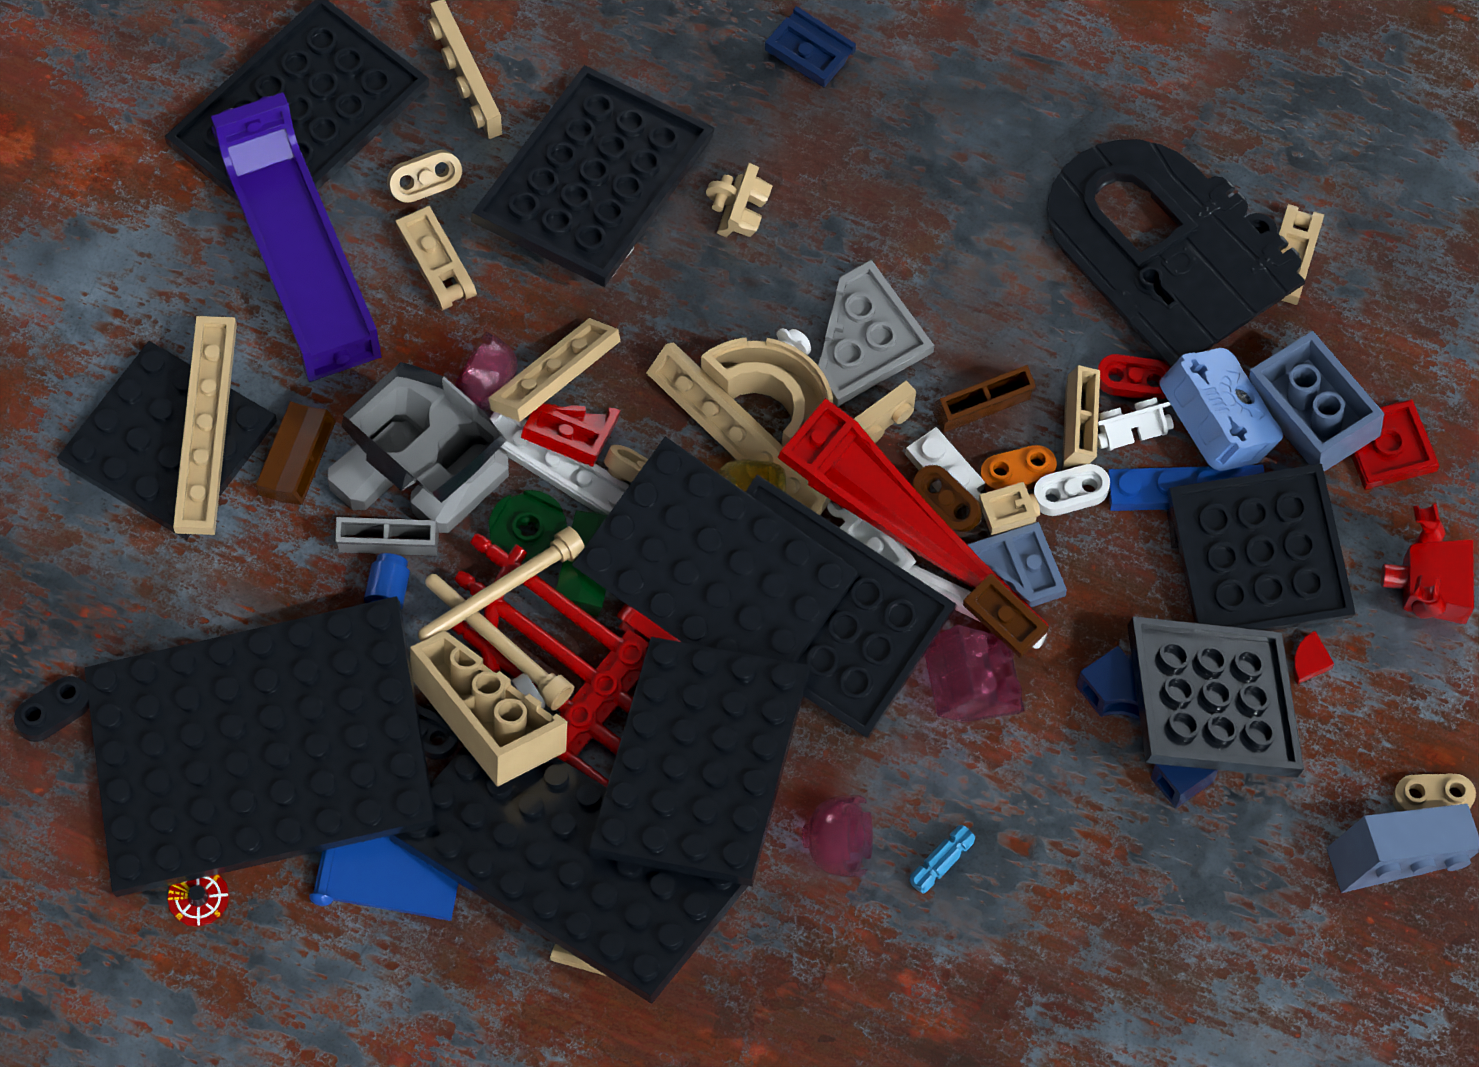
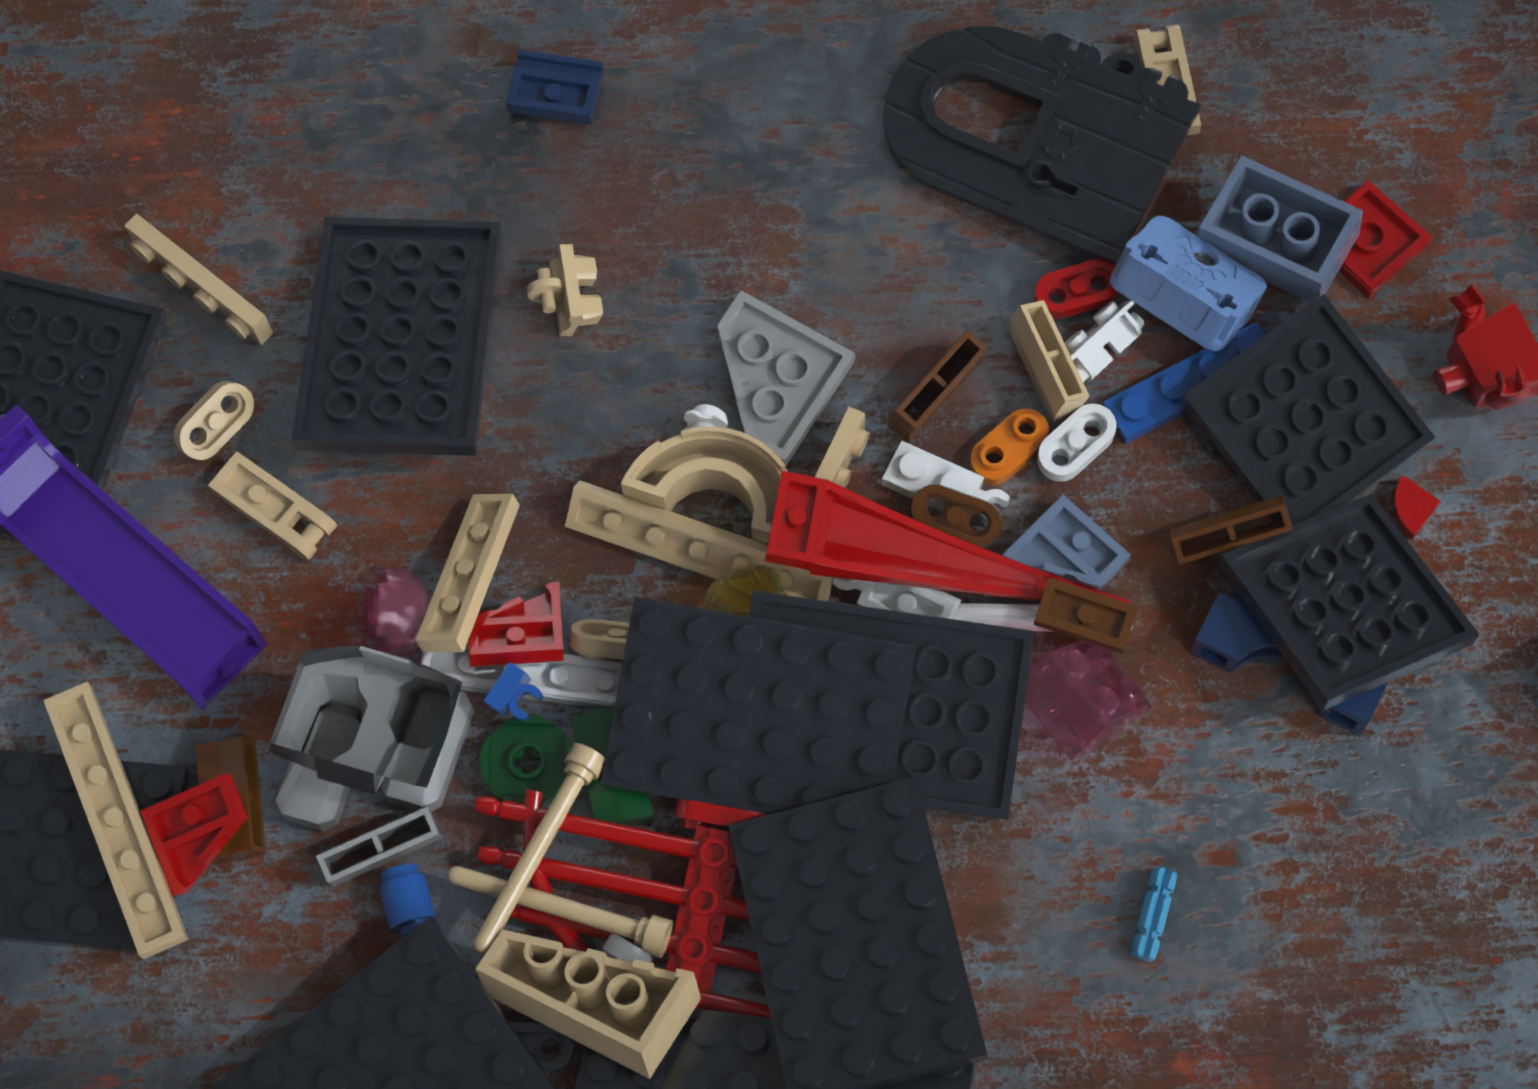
camera: 20 degrees left, 5 degrees up
(258, 458) = (194, 829): none -> red wing
(540, 467) = (508, 691): none -> blue tile
(840, 836) = (1037, 946): clear pink cylinder -> none
(1009, 508) = (1026, 494): tan bracket -> none
(1108, 594) = (1228, 520): none -> reddish brown piece

